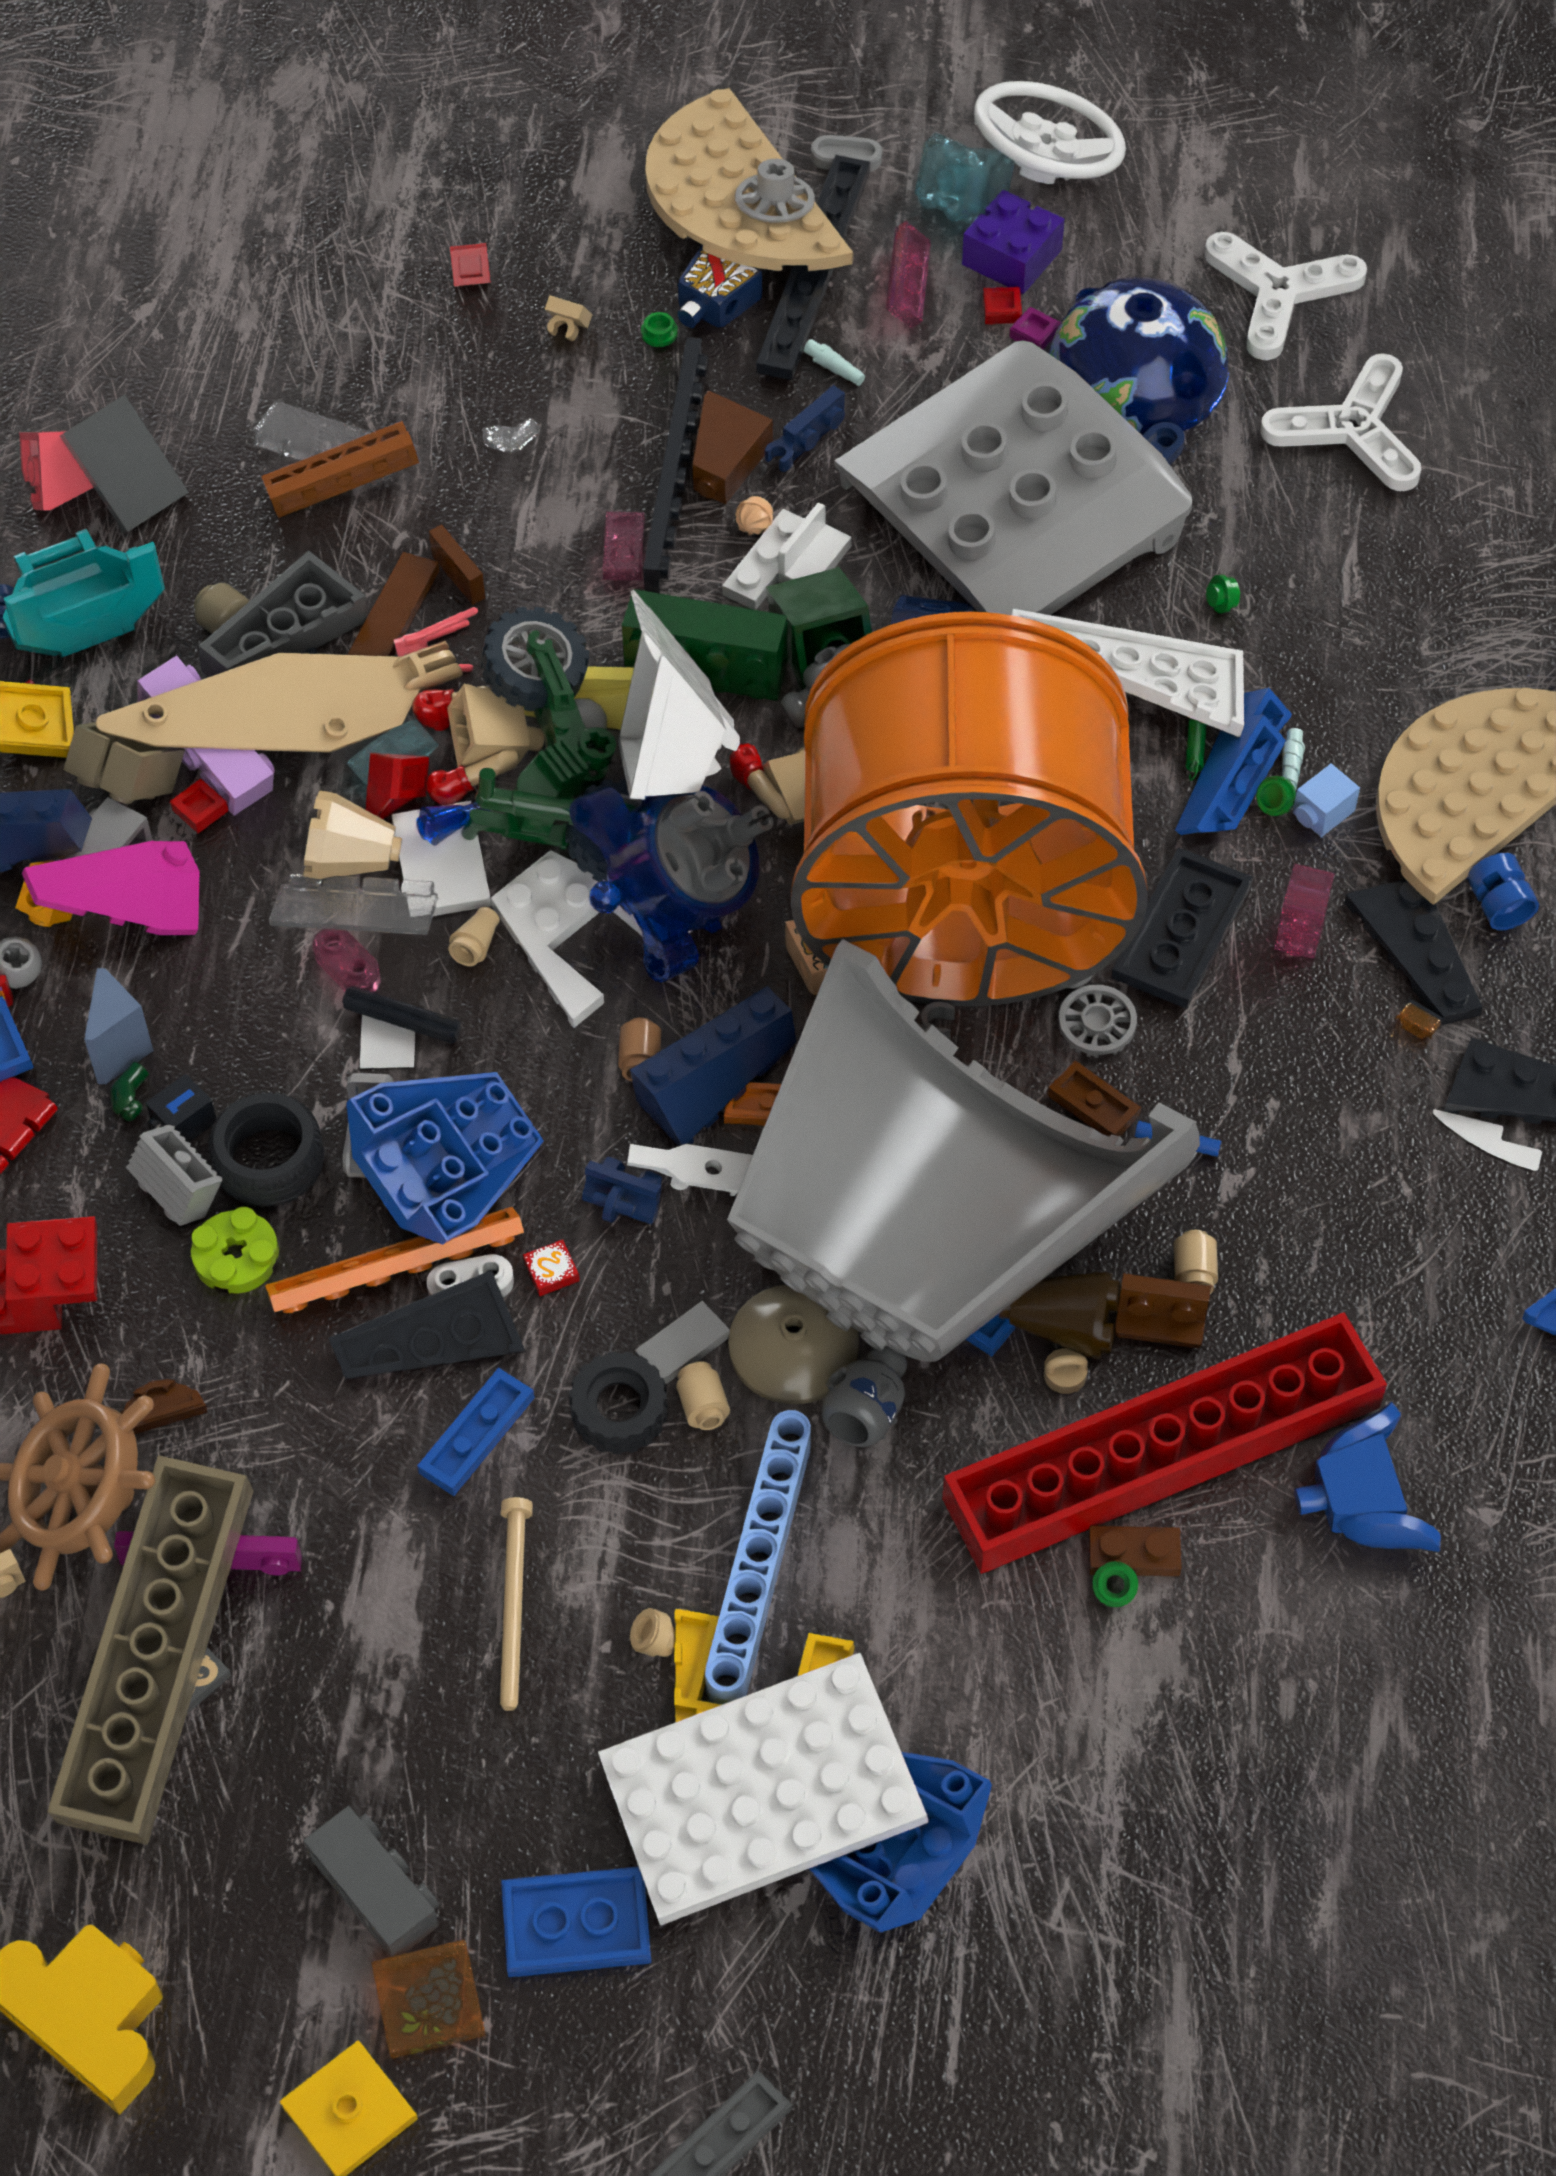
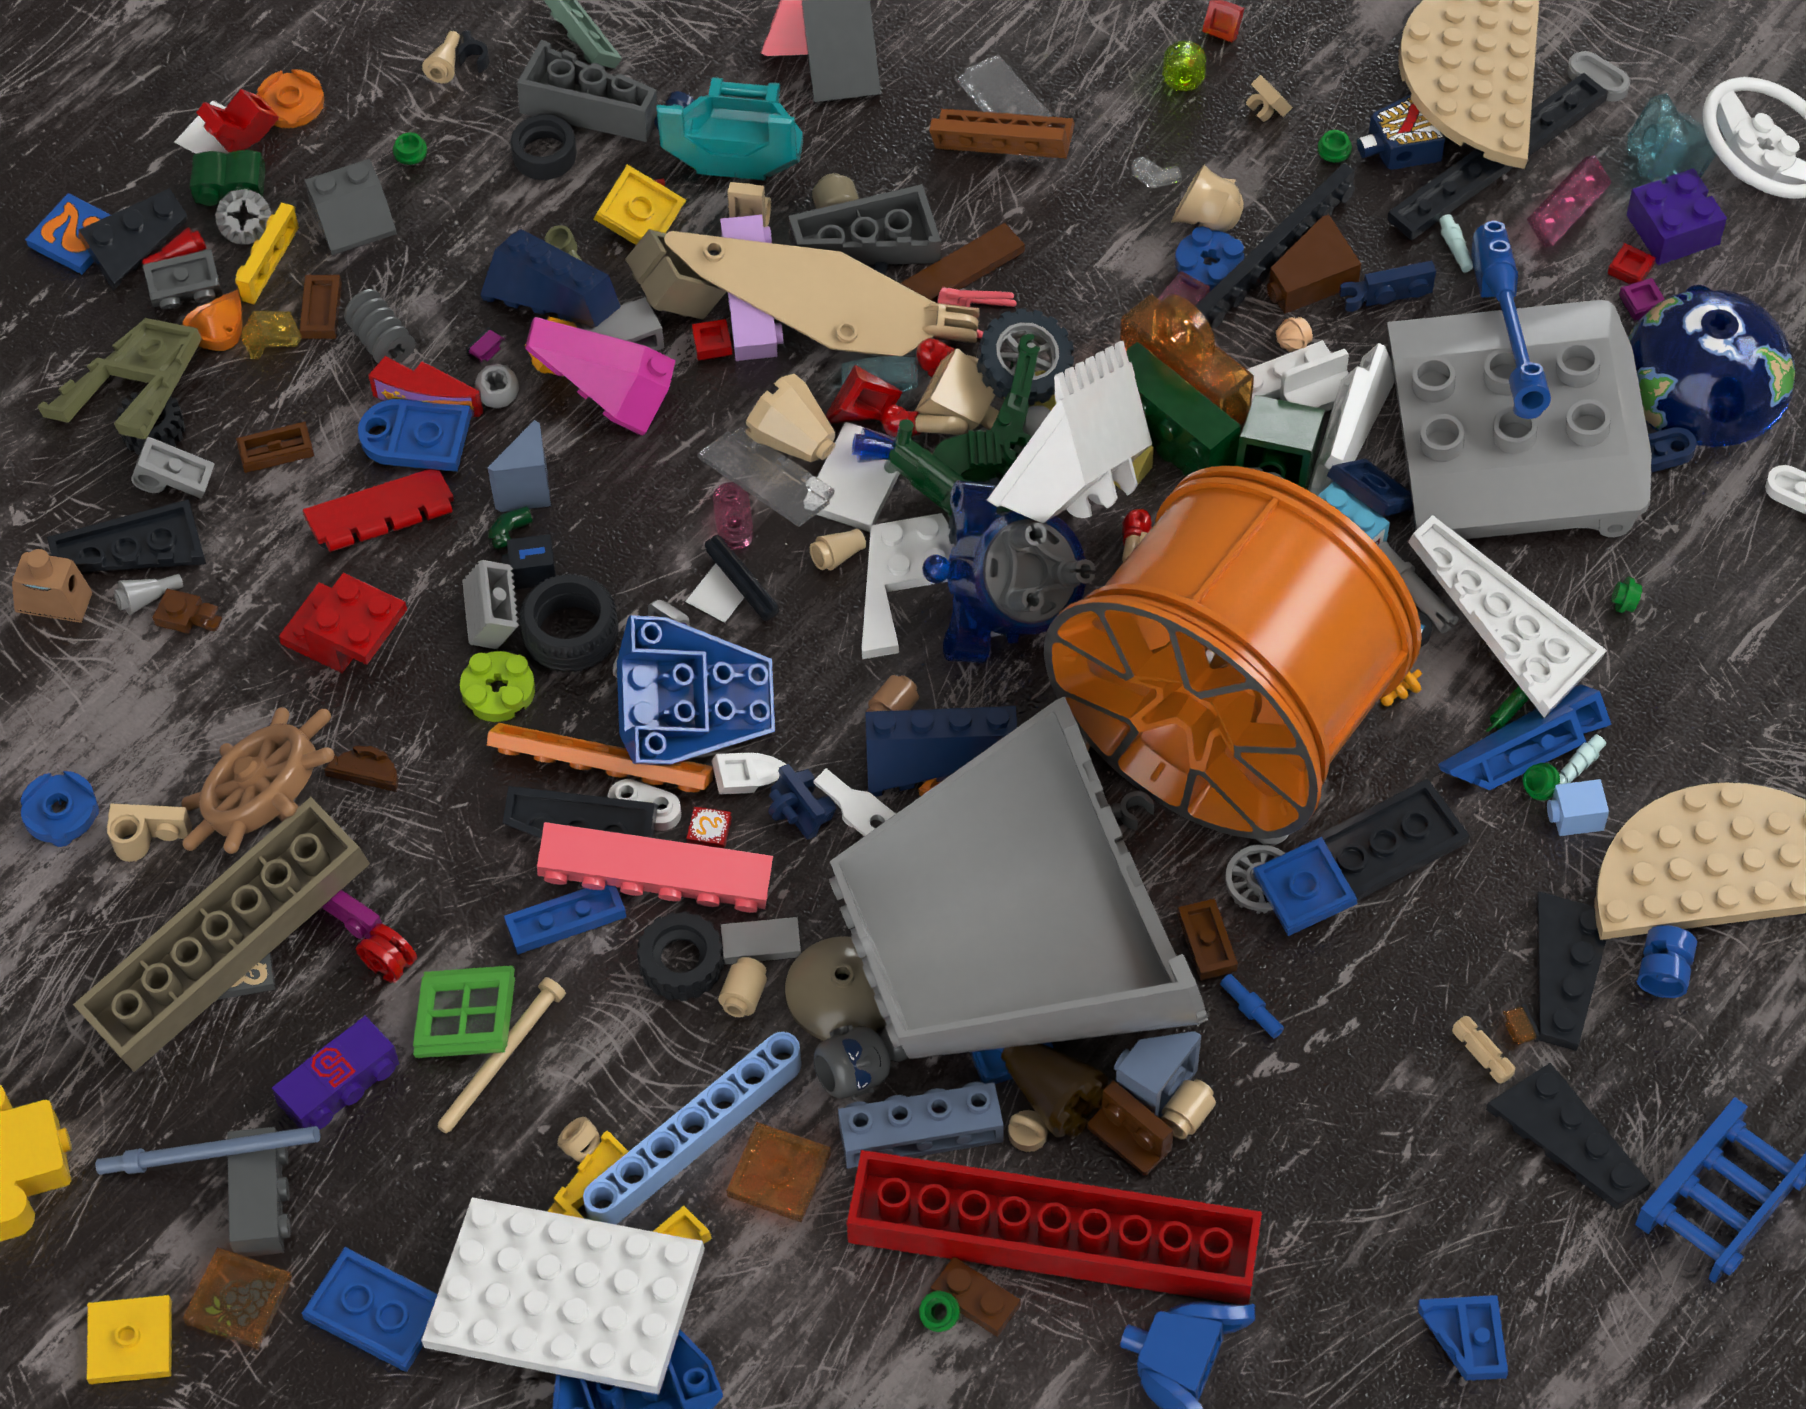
camera: 35 degrees right, 0 degrees up
(142, 655) = (748, 201): none -> tan plate
(224, 1927) = (138, 1160): none -> sand blue bar
(327, 1569) = (386, 952): none -> red wheel
(366, 1720) = (336, 1075): none -> dark purple brick
(447, 1581) = (464, 1012): none -> bright green piece
(457, 564) = (1036, 253): reddish brown tile -> none
(466, 323) = (1184, 65): none -> clear neon green head
(535, 1331) = (654, 866): none -> coral brick
(548, 1193) = (744, 771): none -> white plate
(586, 435) = (1211, 202): none -> tan helmet
(617, 473) = (1205, 244): none -> blue plate
(667, 571) = (1185, 343): none -> clear orange brick
(775, 187) = (1499, 76): light grey wheel -> none
(860, 553) = (1353, 413): none -> white wedge
(868, 1548) = (778, 1172): none -> clear orange plate
(901, 368) = (1498, 278): none -> blue bar
(967, 1422) = (922, 1123): none -> sand blue brick
(1147, 1003) = (1304, 886): none -> blue tile
(1151, 1239) = (1158, 1068): none -> sand blue slope
(1304, 911) = (1483, 885): clear pink brick -> none
(1405, 1059) = (1483, 1049): none -> tan axle
(1488, 1138) = (1505, 1150): white sticker -> none

